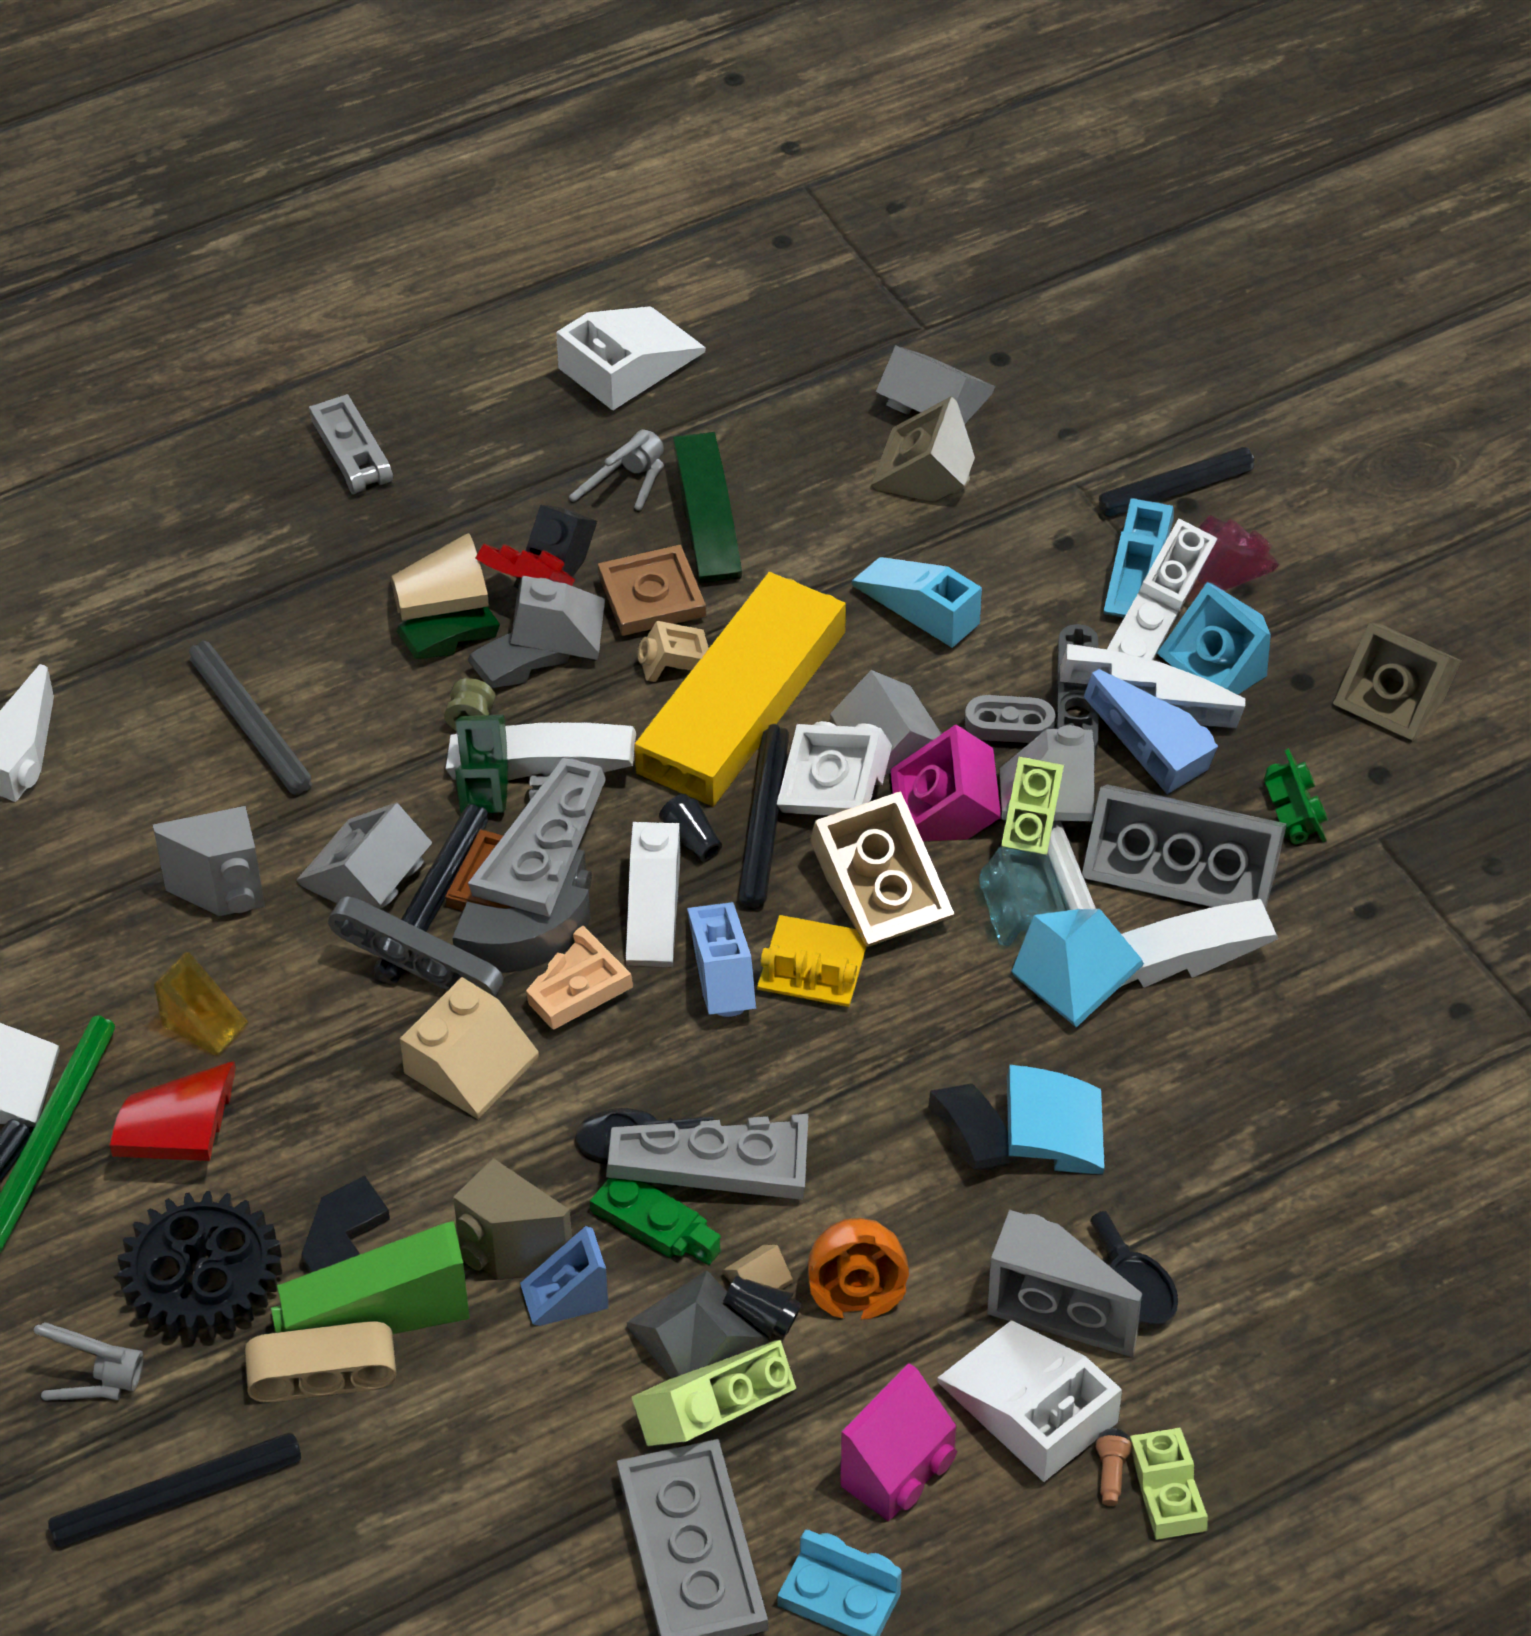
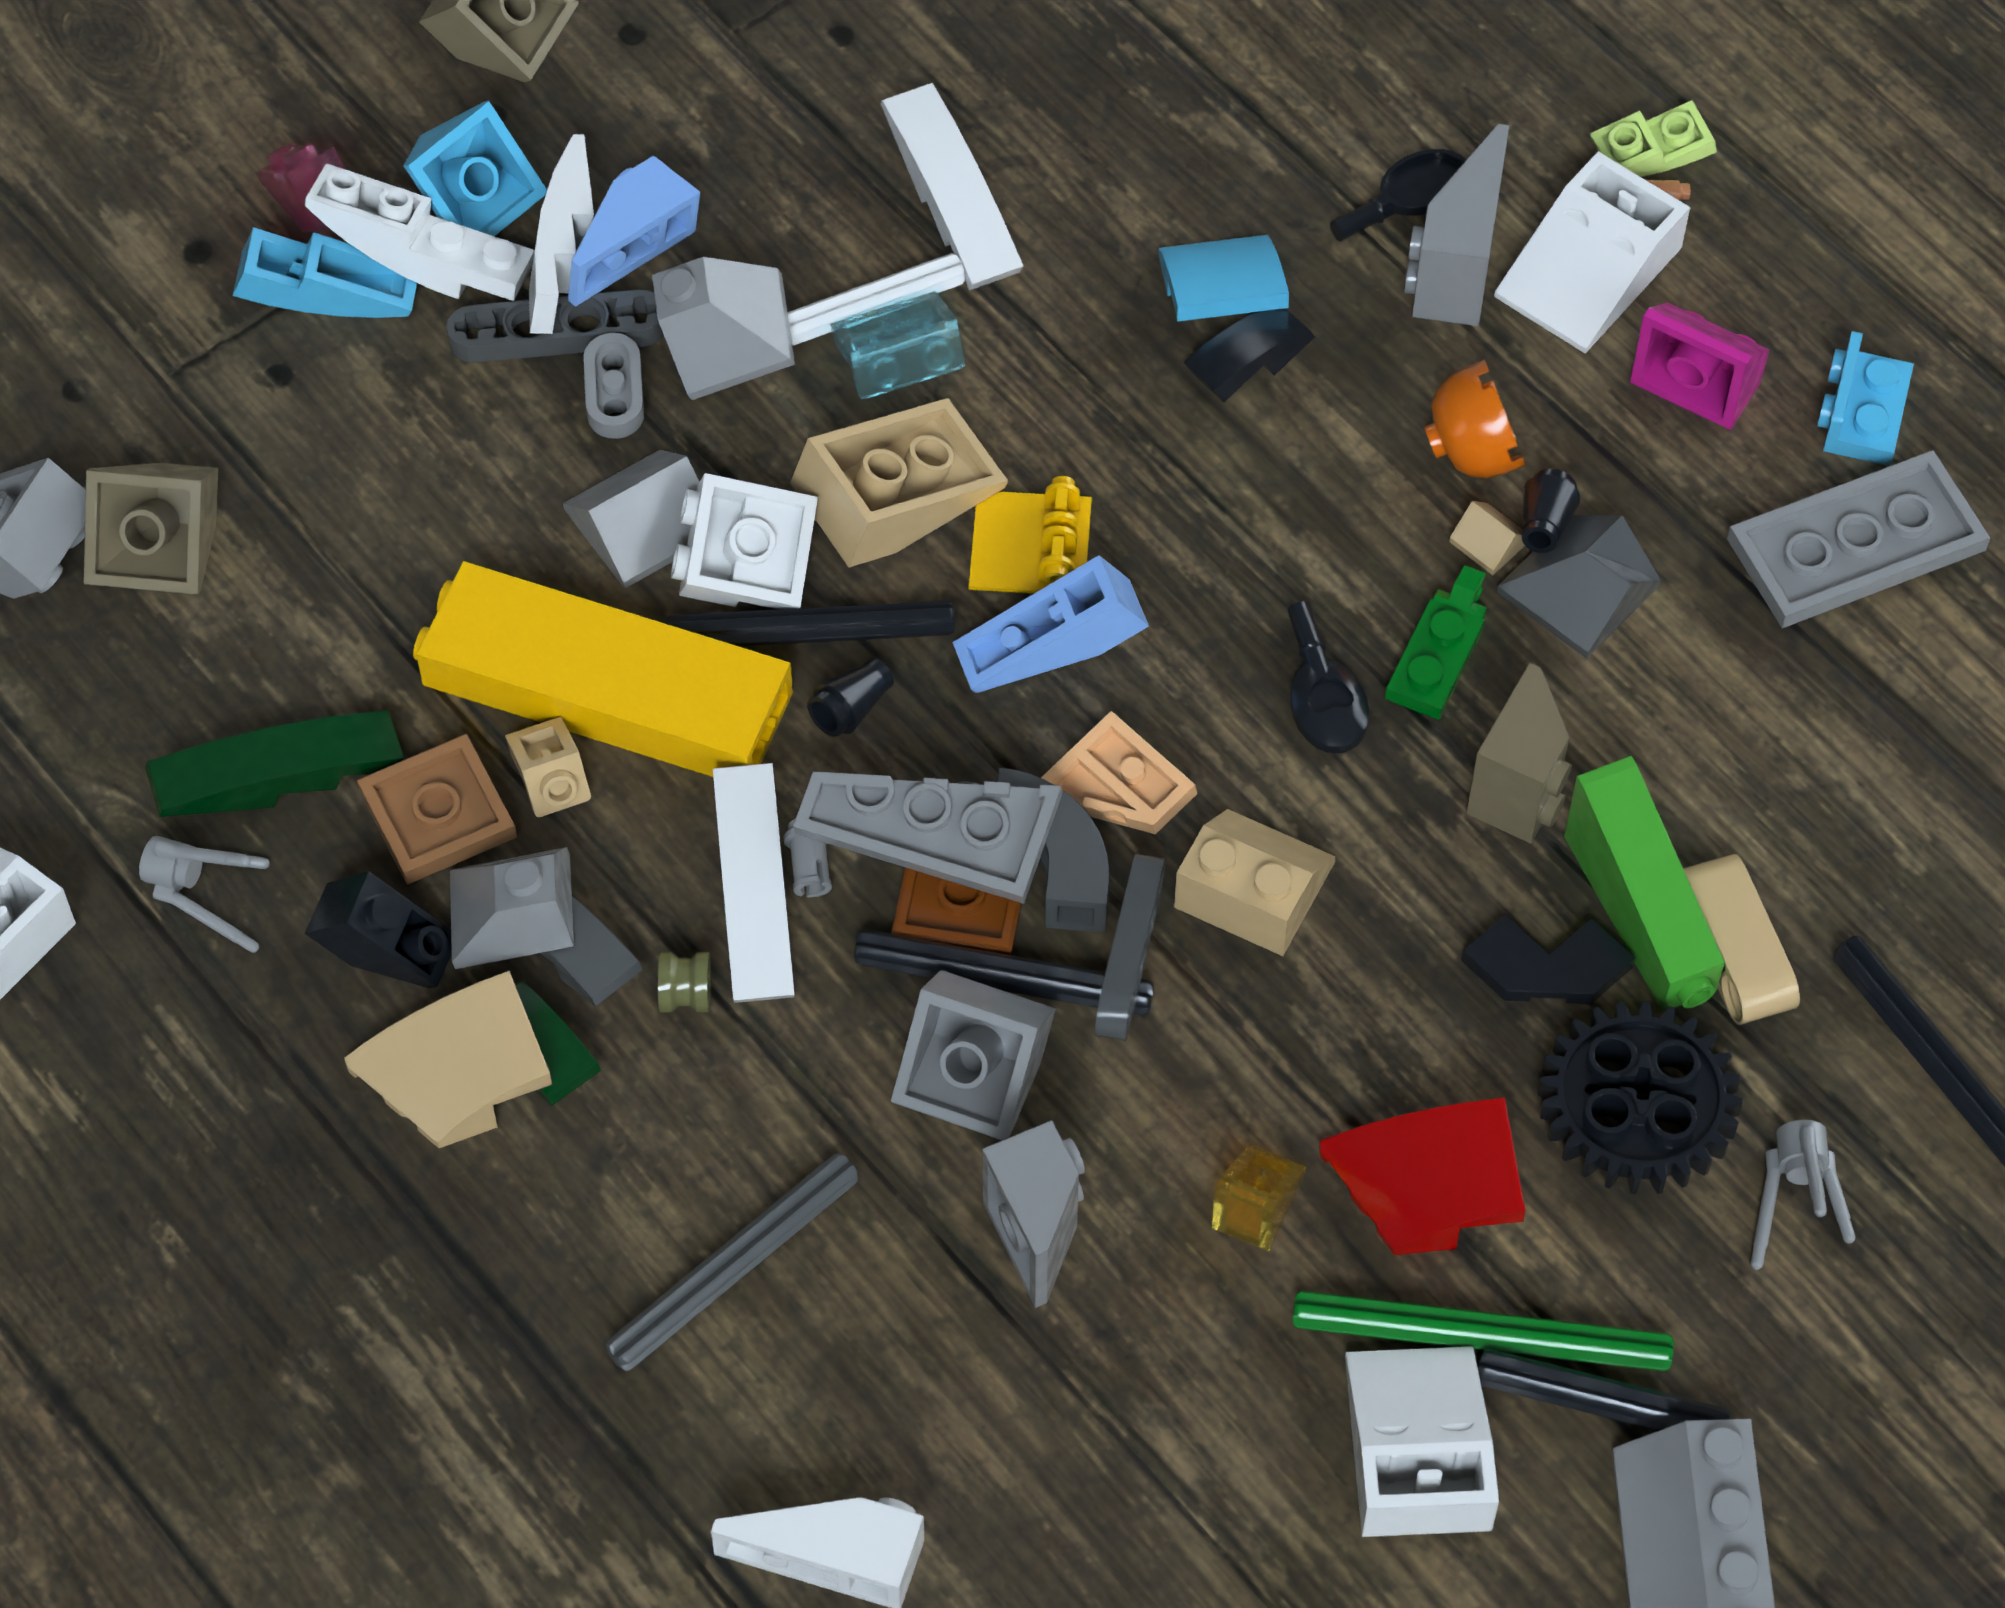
camera: 100 degrees left, 10 degrees up
(350, 443) = (179, 1246): light grey plate -> none
(484, 762) = (800, 935): dark green slope -> none
(524, 564) = (453, 925): red slope -> none
(568, 1282) = (1574, 696): medium blue slope -> none
(653, 894) = (967, 718): white slope -> none
(713, 1394) = (1689, 546): yellowish green slope -> none
(732, 1158) = (1350, 580): light grey wing -> none
(925, 595) = (419, 494): medium azure slope -> none
(949, 786) = (747, 426): dark pink slope -> none
(1032, 805) = (794, 324): yellowish green slope -> none
(1075, 961) = (997, 274): medium azure slope -> none
(1177, 481) = (168, 258): black axle -> none
(1181, 848) = (801, 185): light grey slope -> none
(1304, 813) = (679, 97): green hinge -> none

